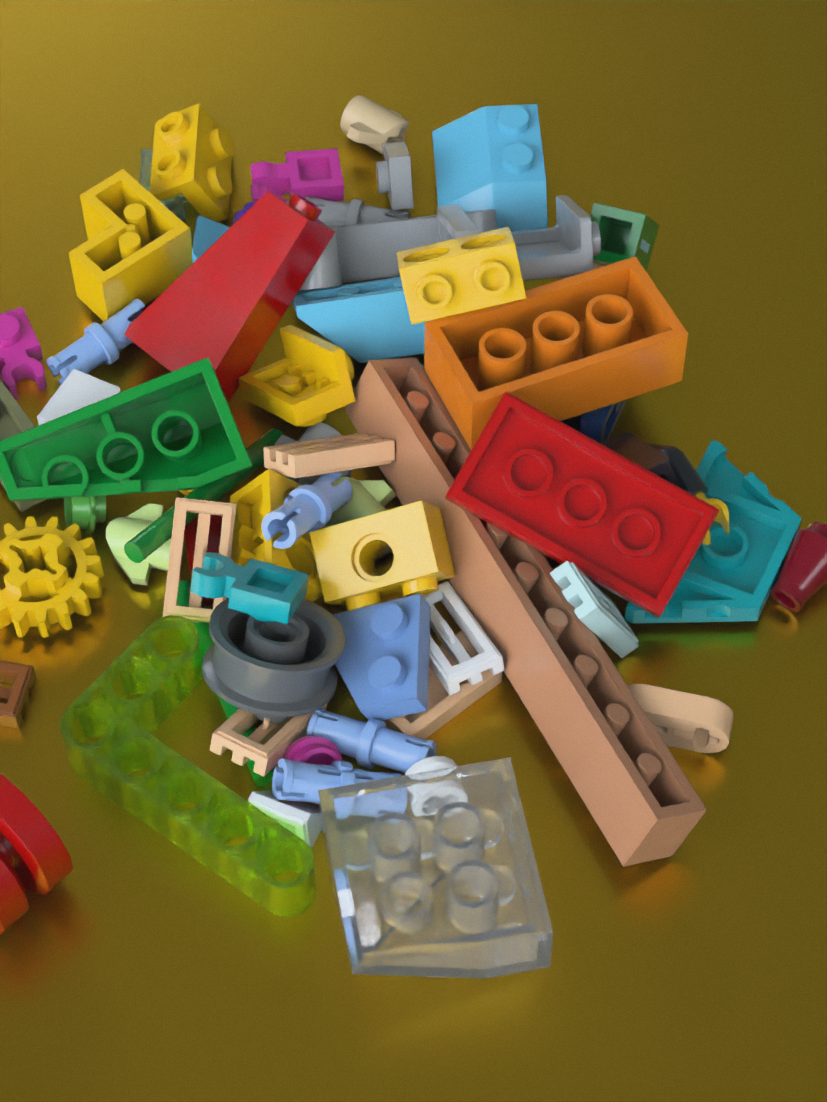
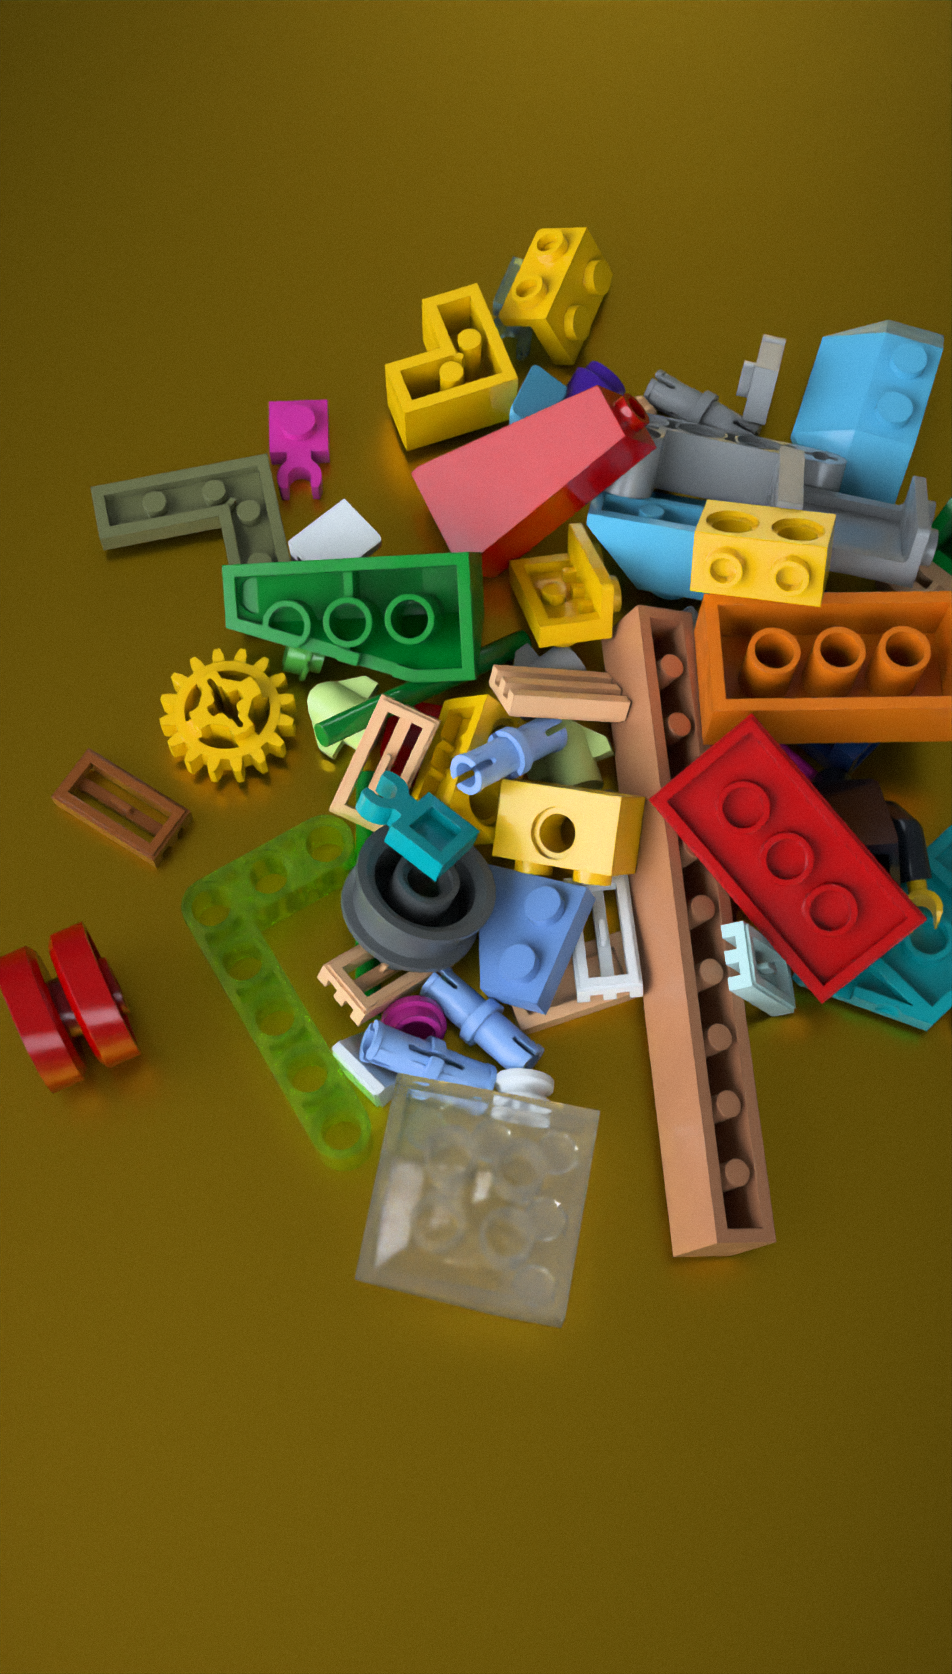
camera: 20 degrees right, 15 degrees up
(98, 345) = (385, 471): light blue pin -> none
(304, 172) = (671, 344): dark pink plate -> none
(372, 123) = (764, 305): tan piece -> none
(686, 718) = (800, 1116): light nougat beam -> none

